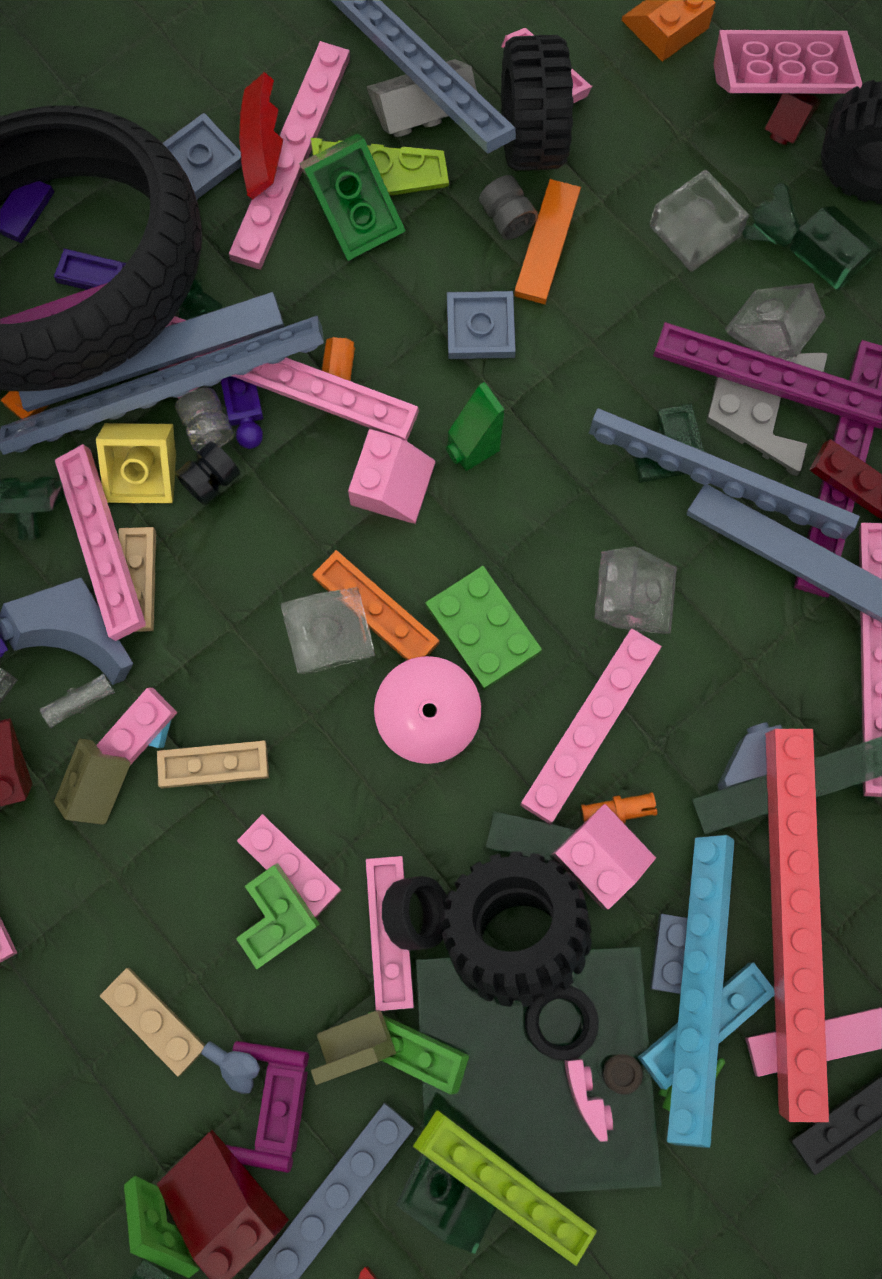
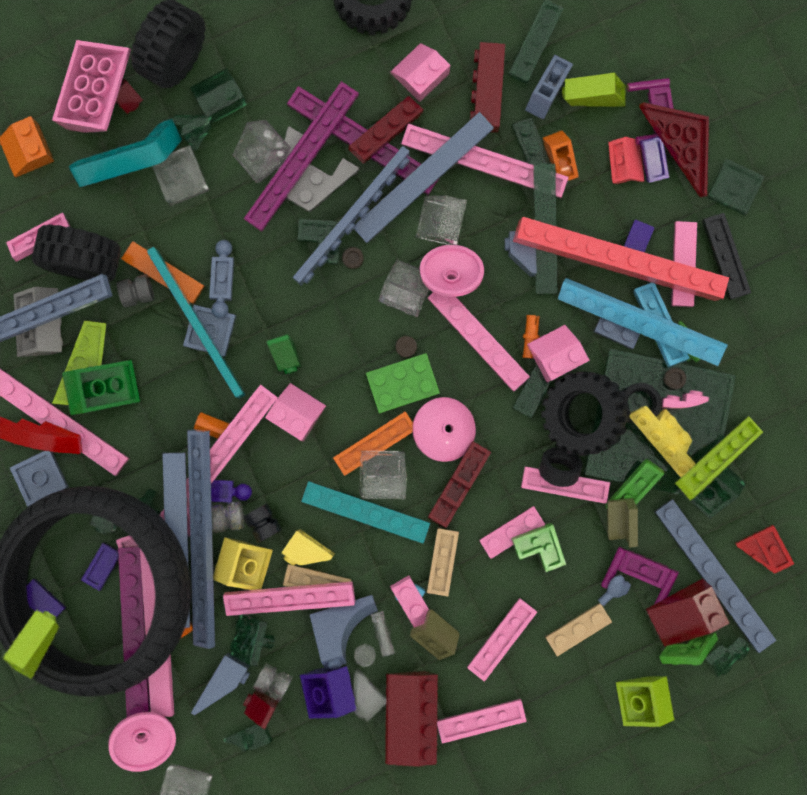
camera: 75 degrees left, 10 degrees up
(37, 682) = (364, 655): none -> clear plate
(52, 1174) = (645, 701): none -> lime slope
(108, 895) = (501, 639): none -> bright pink plate
(182, 542) = (305, 550): none -> light yellow slope
(264, 627) = (365, 512): none -> teal plate
(345, 758) = (459, 485): none -> dark red slope
(483, 298) = (196, 323): none -> teal tile
(517, 1082) = (666, 437): none -> light yellow bracket
(542, 617) = (406, 346): none -> dark brown tile
(563, 320) = (221, 278): none -> sand blue plate
(656, 501) = (353, 258): none -> dark brown tile
(685, 650) = (451, 270): none -> bright pink dish
(706, 143) = (129, 158): none -> teal beam
(763, 618) = (441, 219): none -> clear slope
(846, 948) = (639, 236): none -> dark purple tile

